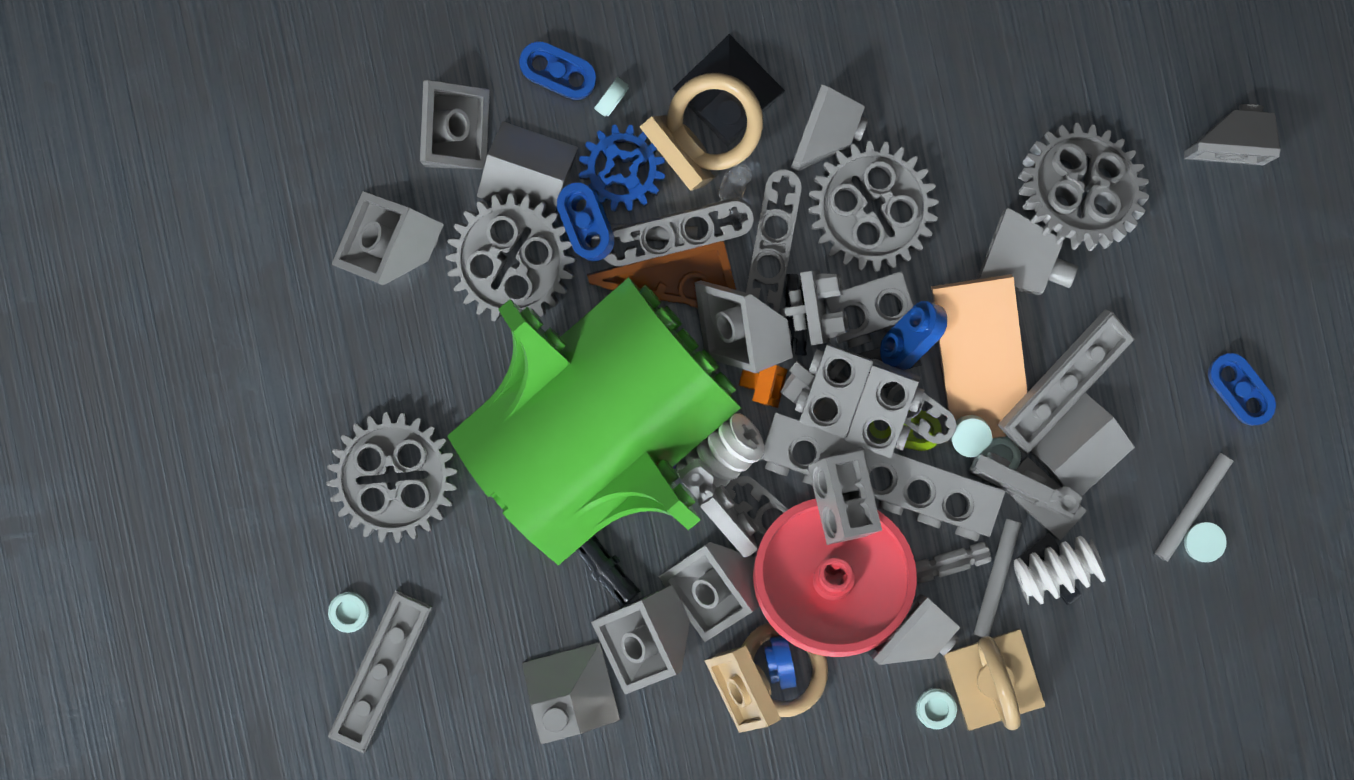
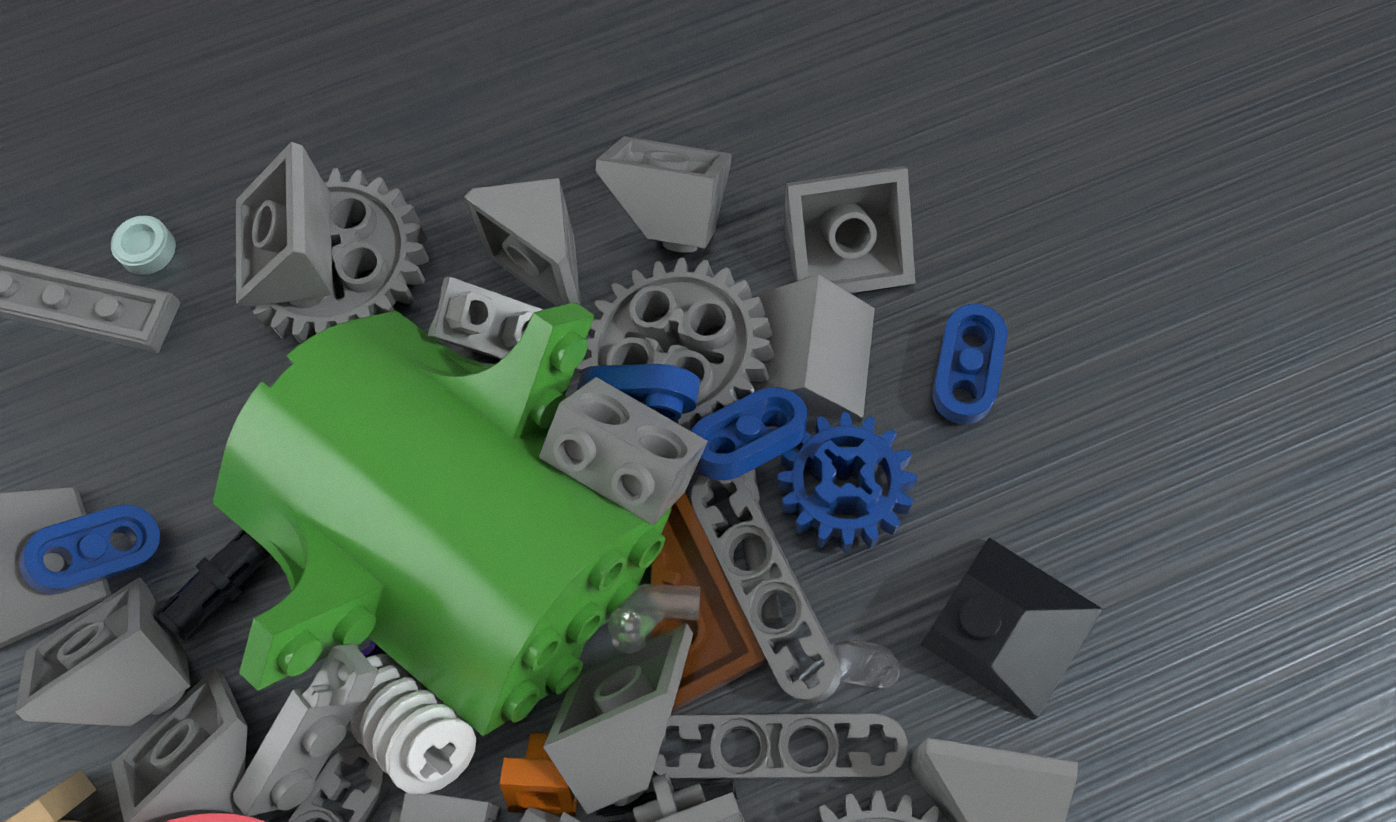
camera: 85 degrees right, 20 degrees down
(387, 503) = (284, 233): none -> light grey slope
(419, 334) = (529, 235): none -> light grey slope
(471, 372) = (479, 319): none -> light grey hips
(554, 269) = (658, 386): none -> blue plate
(576, 645) = (88, 548): none -> blue plate
(591, 297) = (622, 449): none -> light grey brick
(611, 97) = (952, 445): light aqua tile -> none
(681, 145) = (899, 556): tan tile -> none
(681, 304) = (646, 608): none -> clear arm

